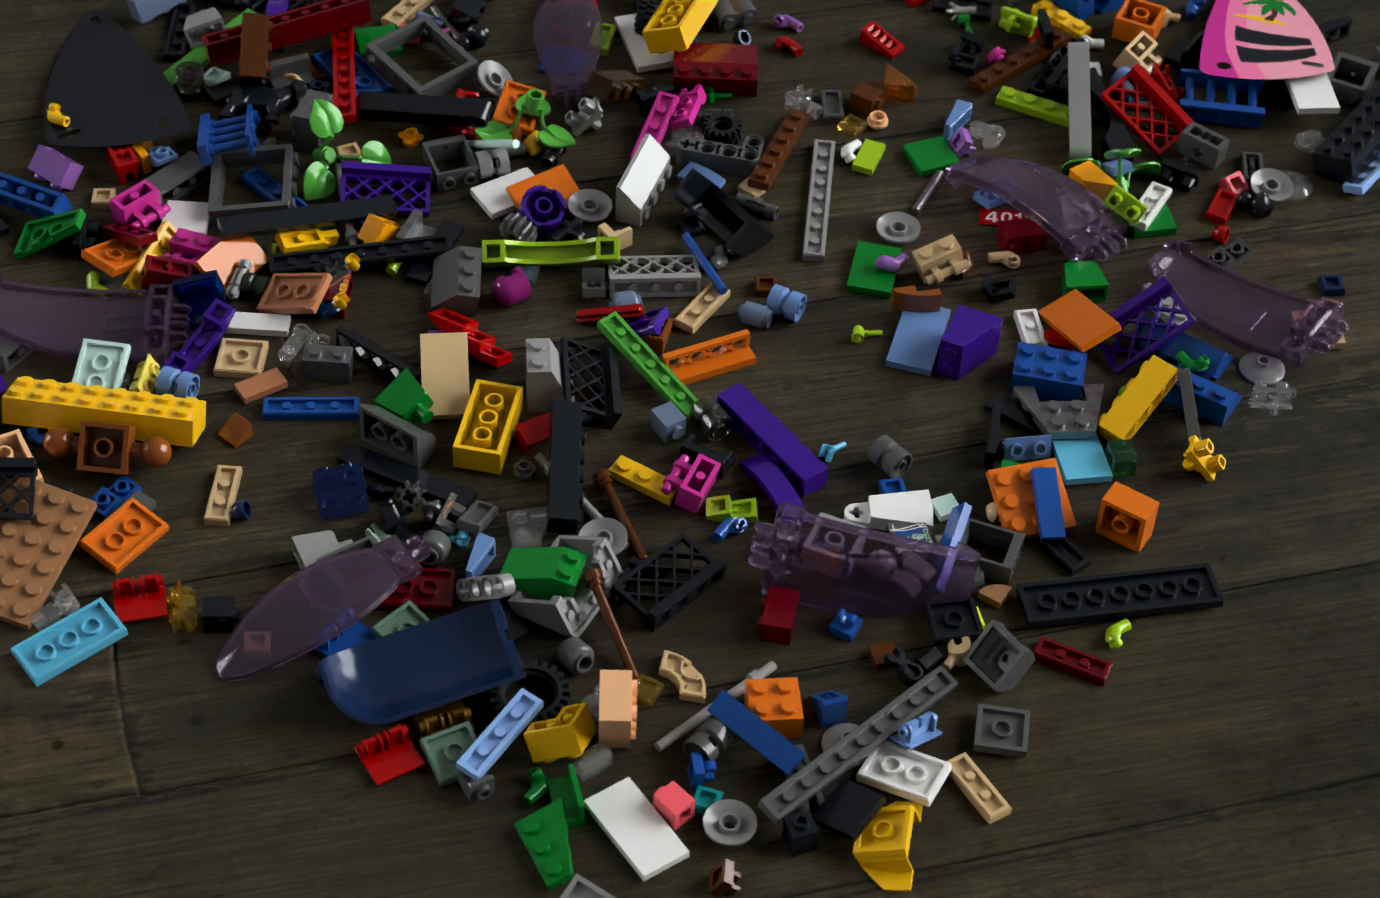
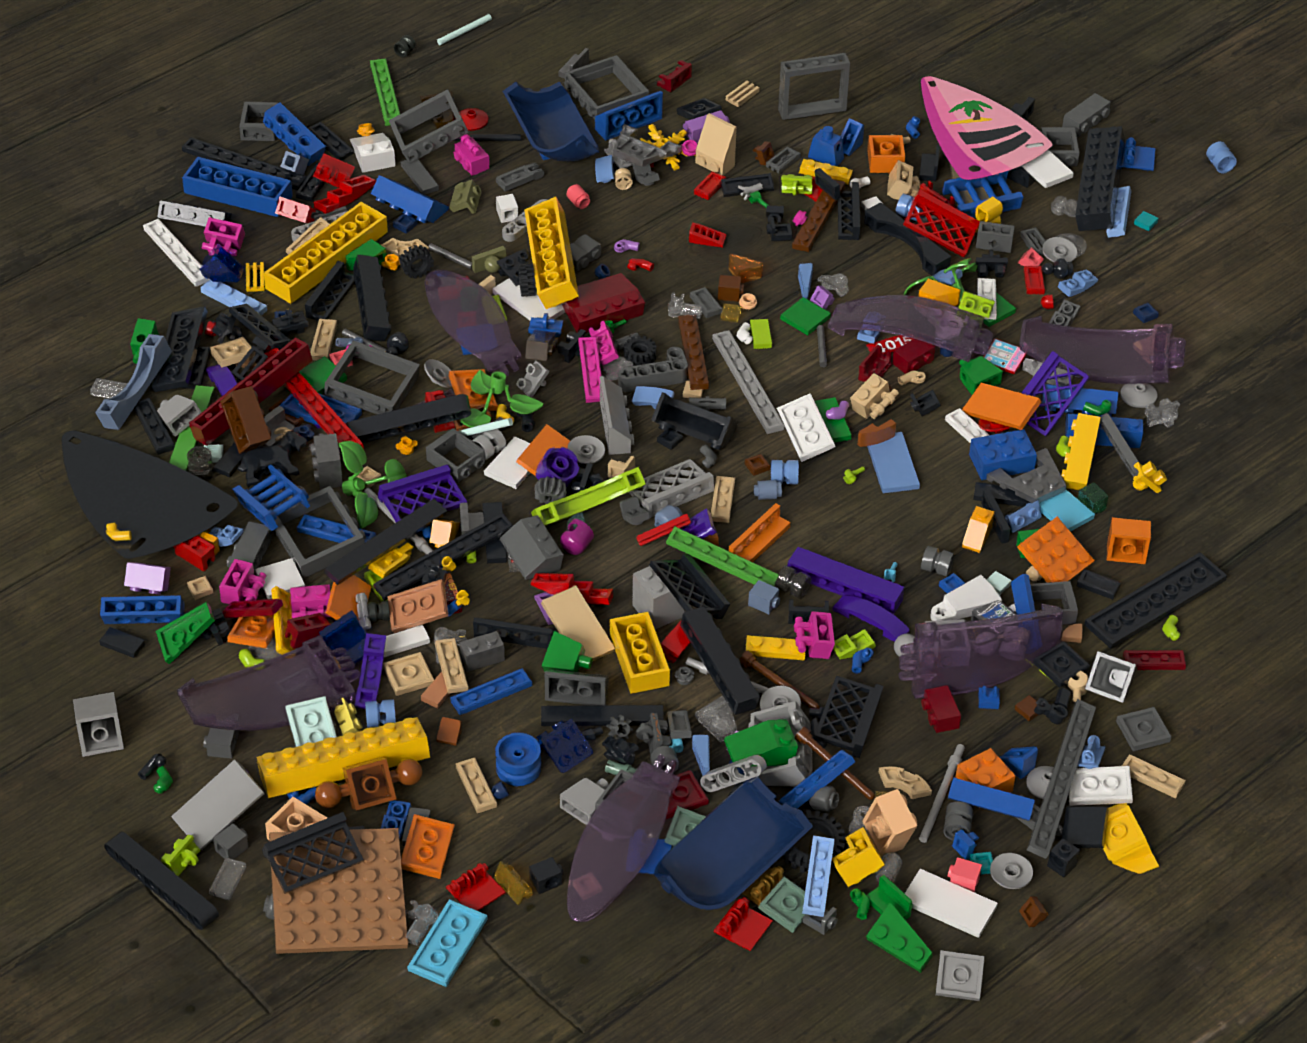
camera: 25 degrees left, 0 degrees up
(279, 484) = (518, 759): none -> blue wheel
(284, 365) = (451, 665): none -> tan tile
(576, 633) = (818, 779): none -> blue tile
(609, 11) = (488, 284): none -> tan tile
(639, 68) = (546, 324): none -> blue hips
(704, 263) = (702, 463): blue bar -> none
(845, 267) = (806, 427): none -> white tile
(898, 227) = (823, 382): light grey dish -> none
(963, 441) = (978, 529): none -> light orange slope
(968, 342) = (934, 452): dark purple slope -> none
(971, 229) = (874, 363): none -> dark red hinge
(1033, 105) = (855, 248): lime plate -> none
(1048, 503) = (1072, 552): blue tile -> none
(1079, 100) = (889, 234): light grey beam -> none
(1125, 272) = (1005, 356): none -> piece
(1211, 115) = (989, 211): none -> yellow brick
(1275, 227) = (1080, 282): none -> medium blue slope

